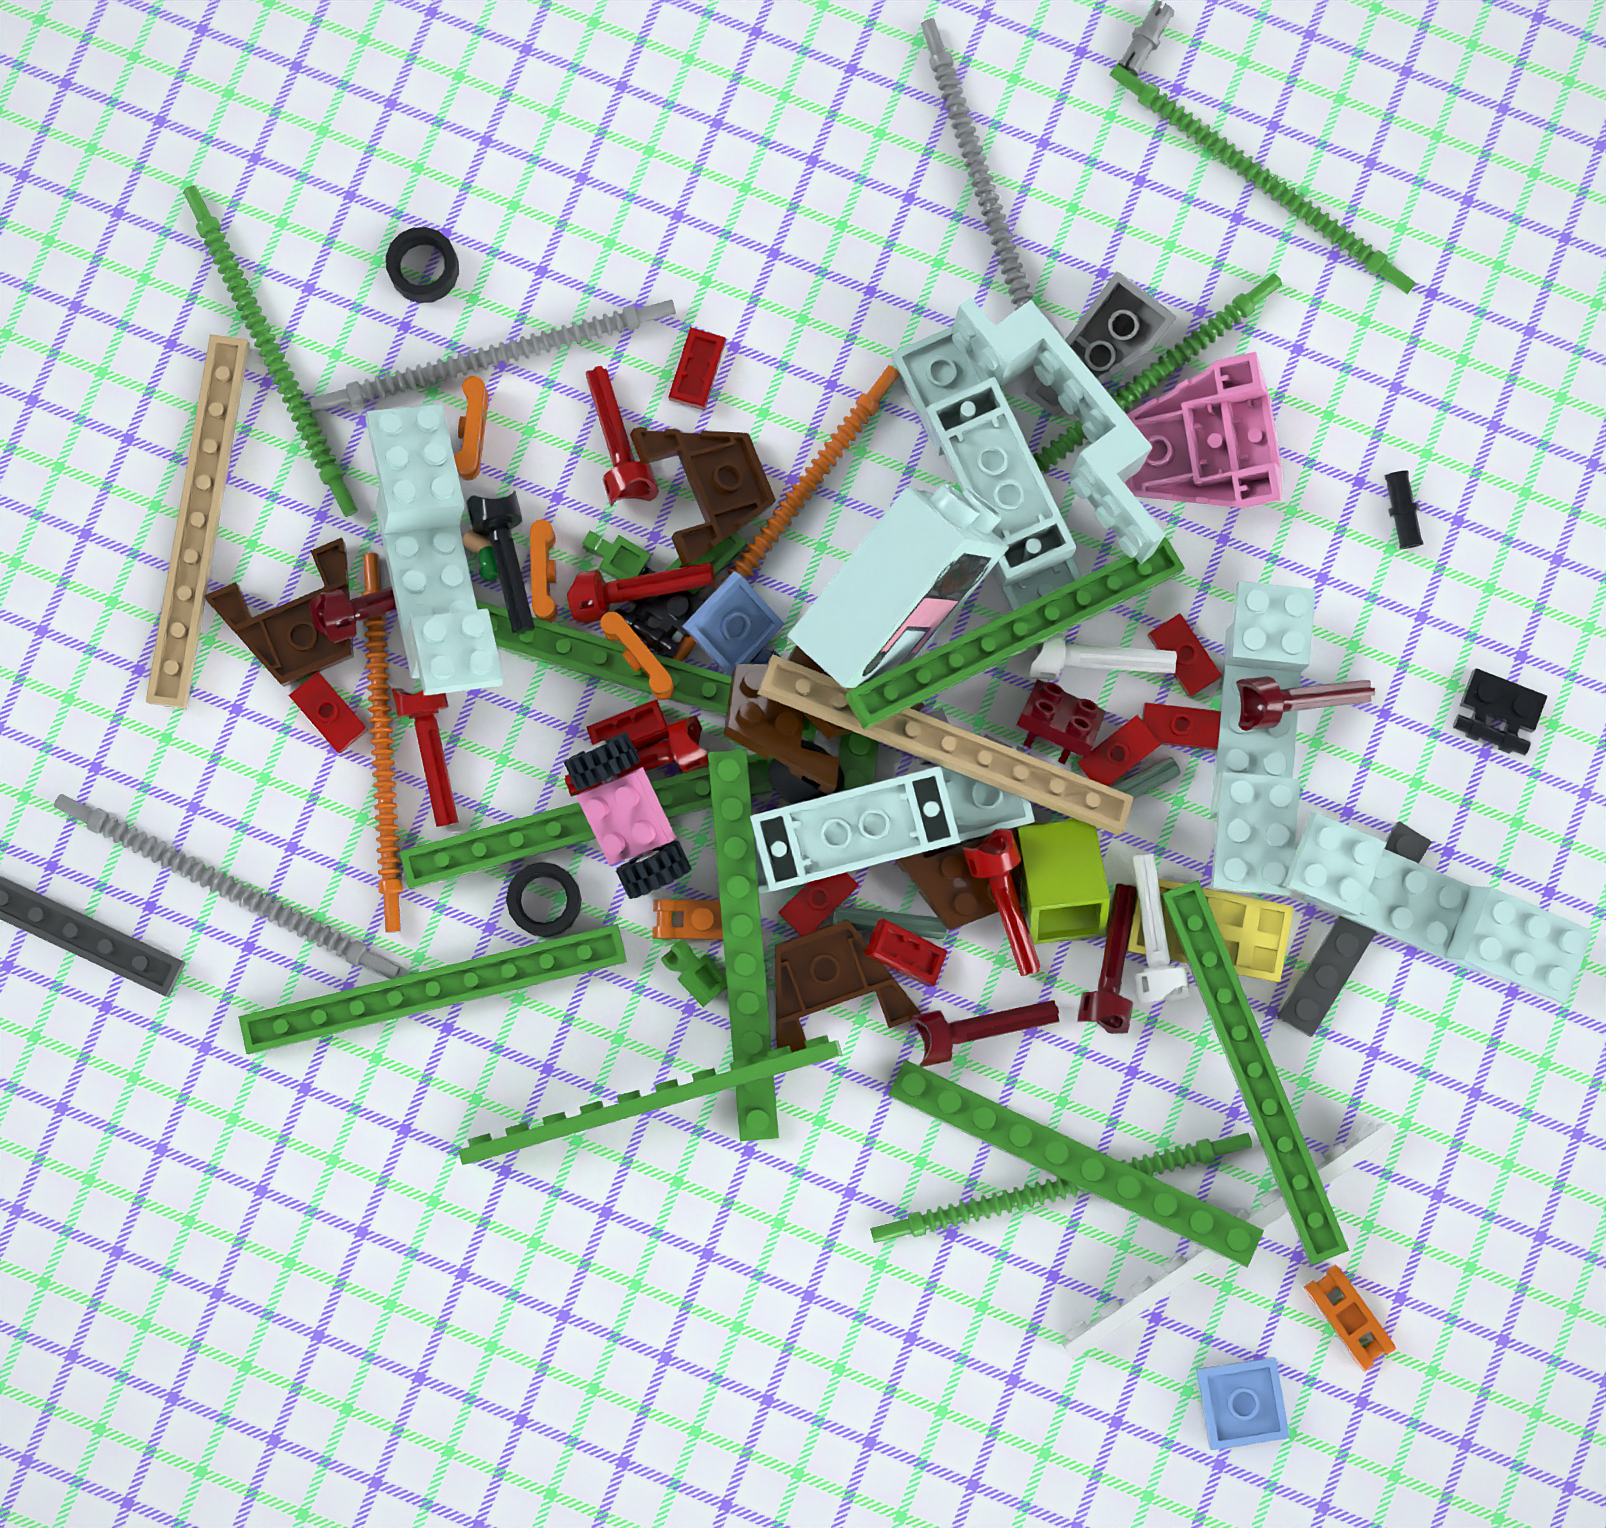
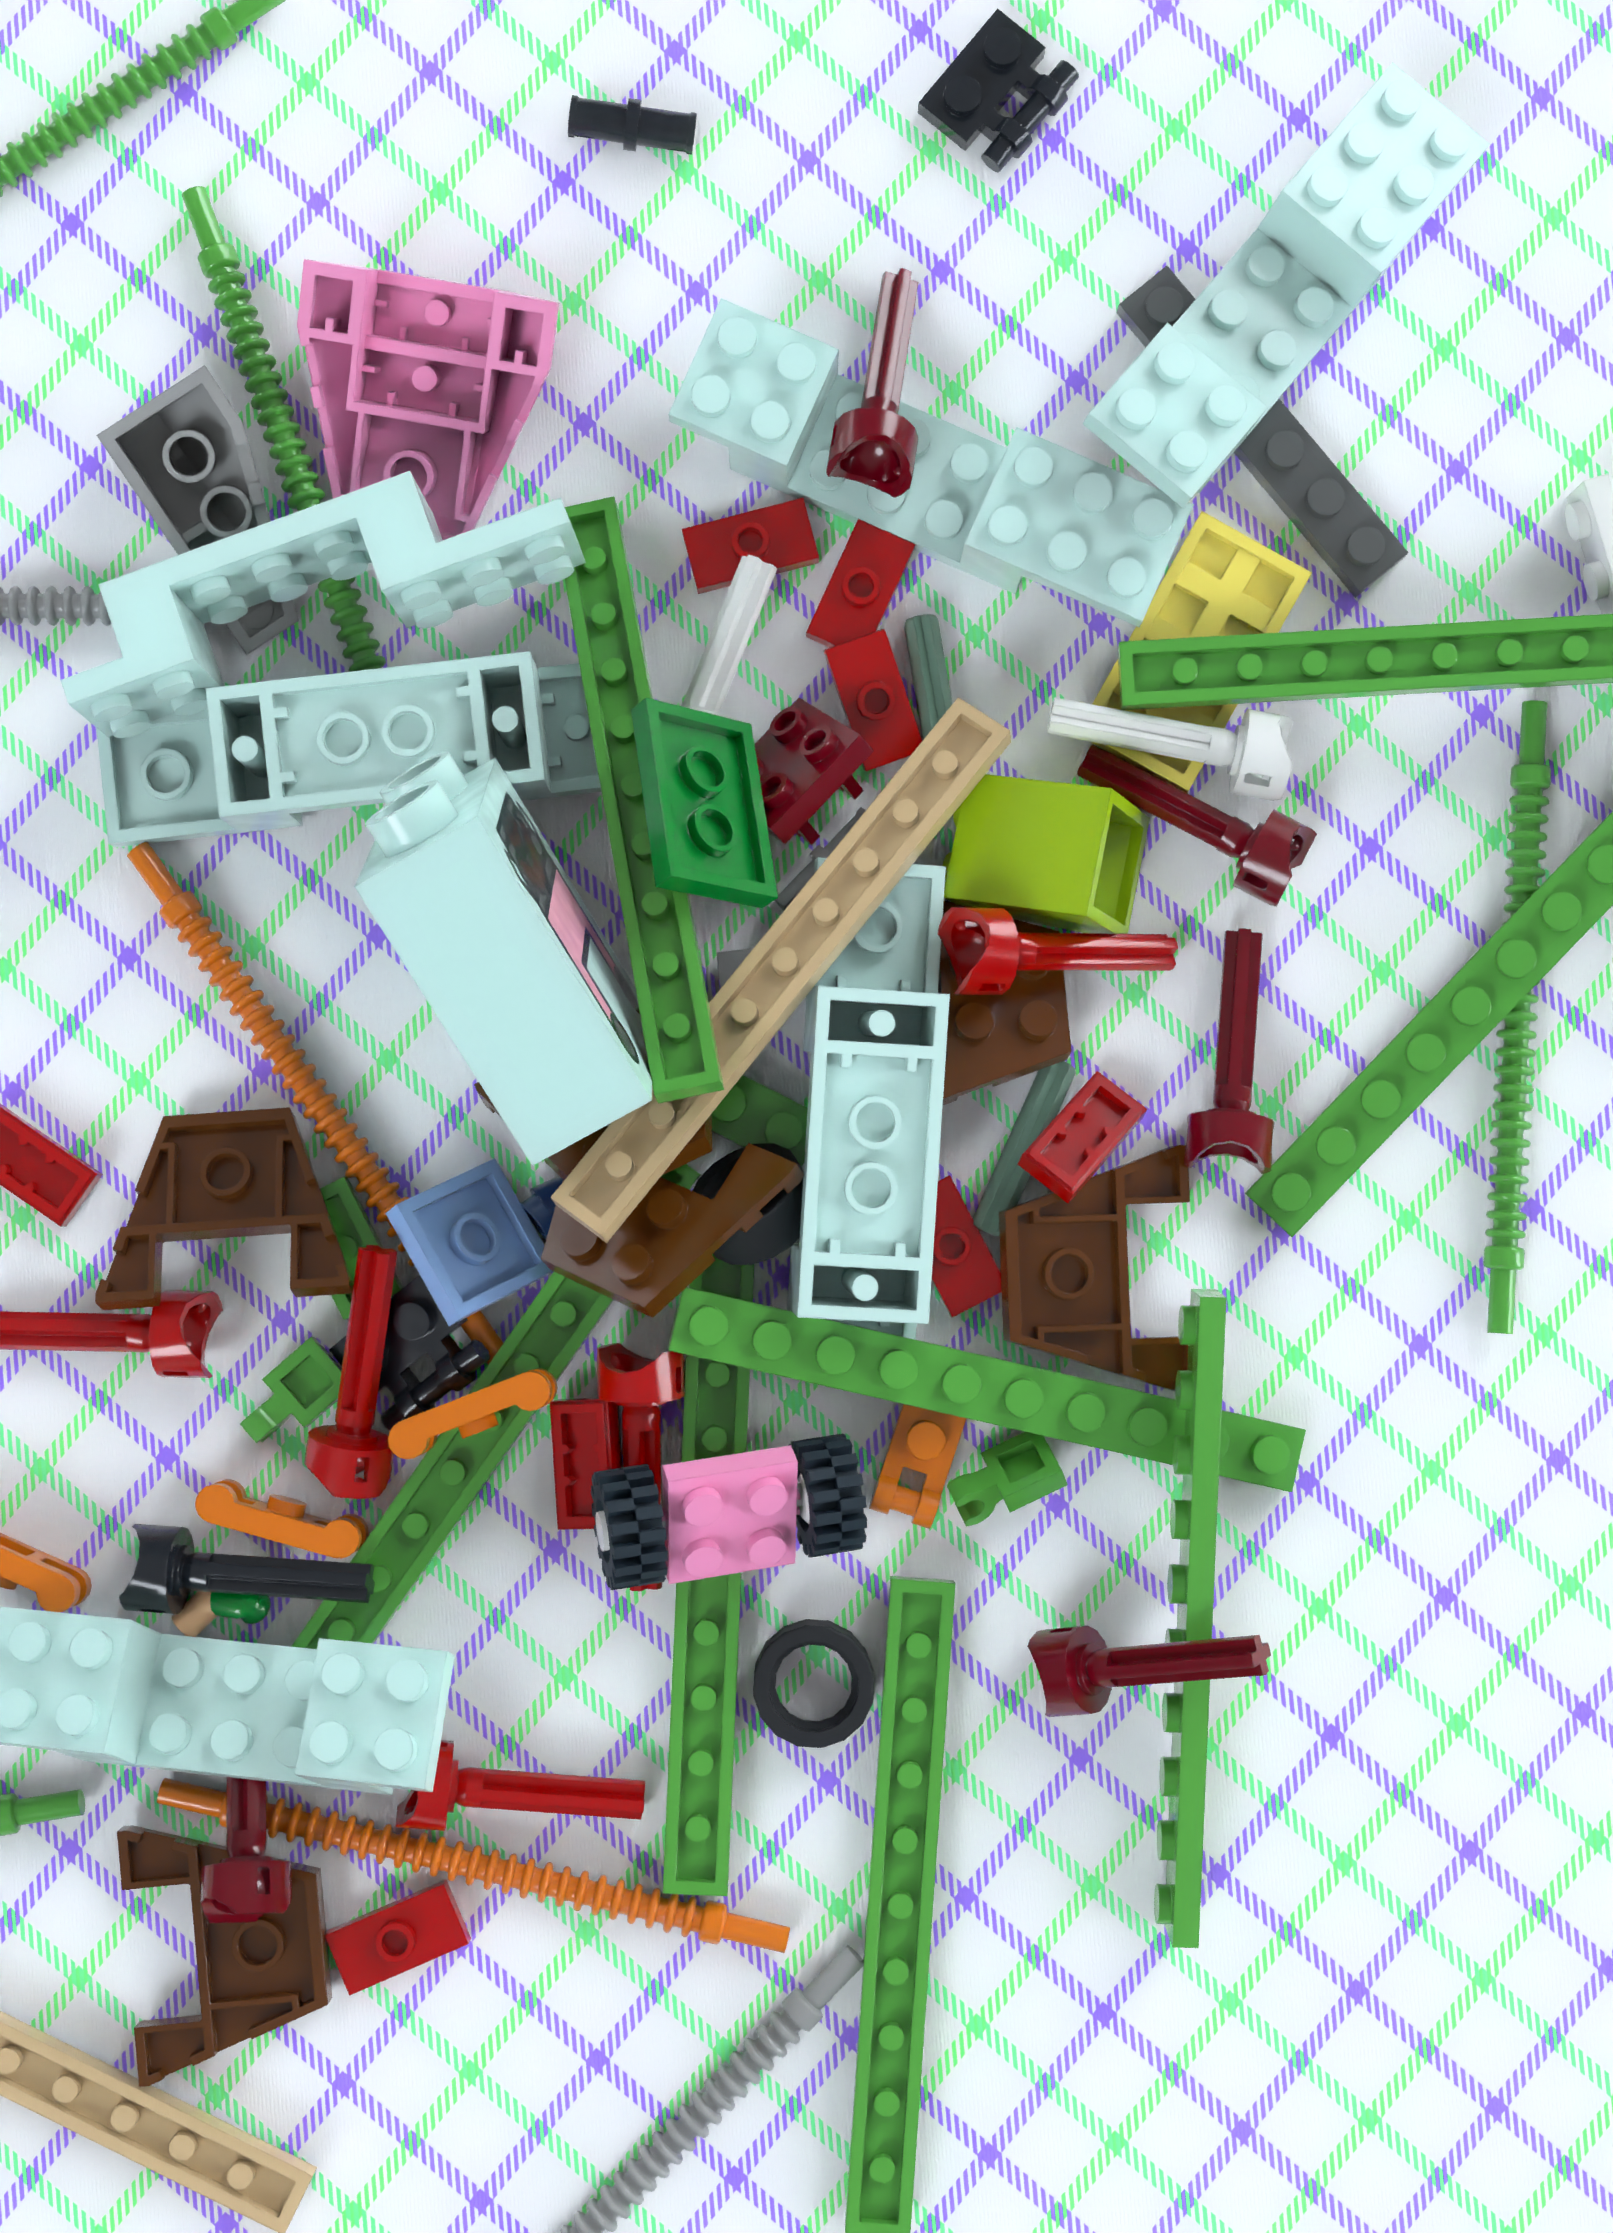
camera: 75 degrees left, 5 degrees up
(598, 1050) = (1081, 1670): none -> dark red piece
(1022, 670) = (703, 804): none -> green plate

